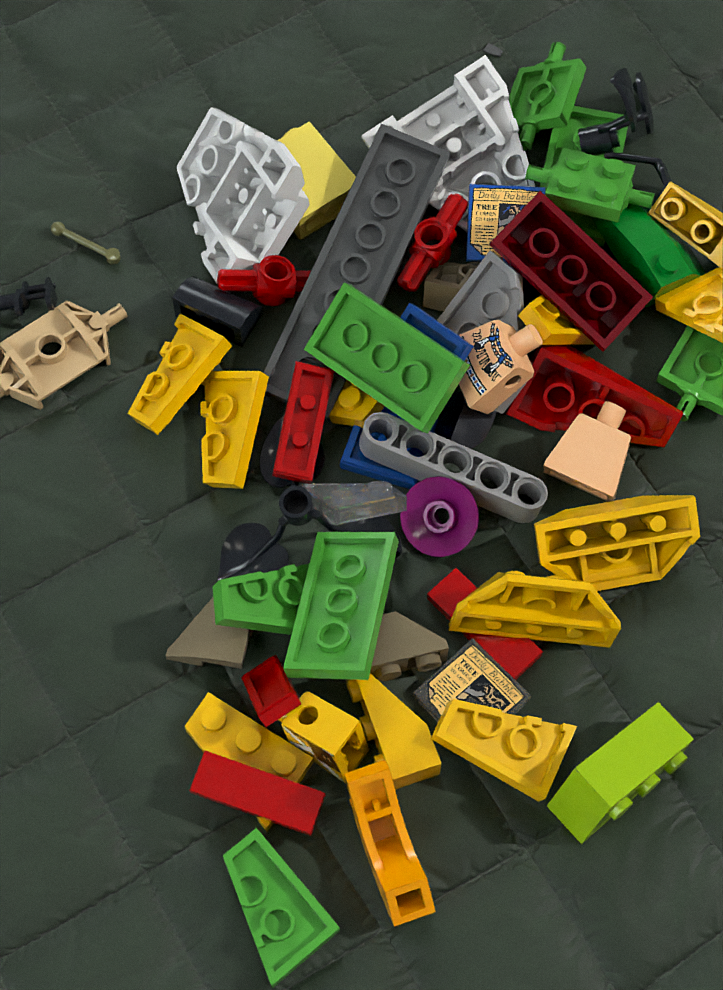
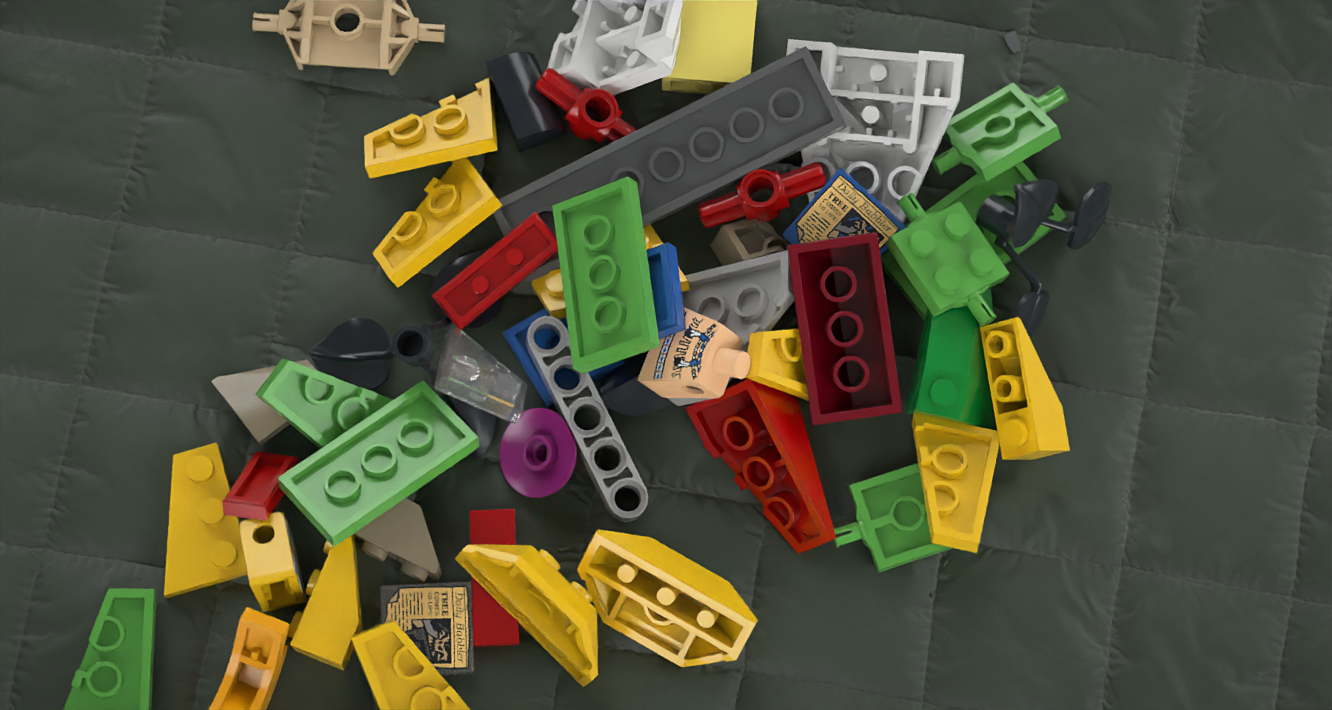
camera: 40 degrees right, 10 degrees up
(258, 793) = (179, 561): red tile -> none
(592, 453) = (720, 508): light nougat torso -> none

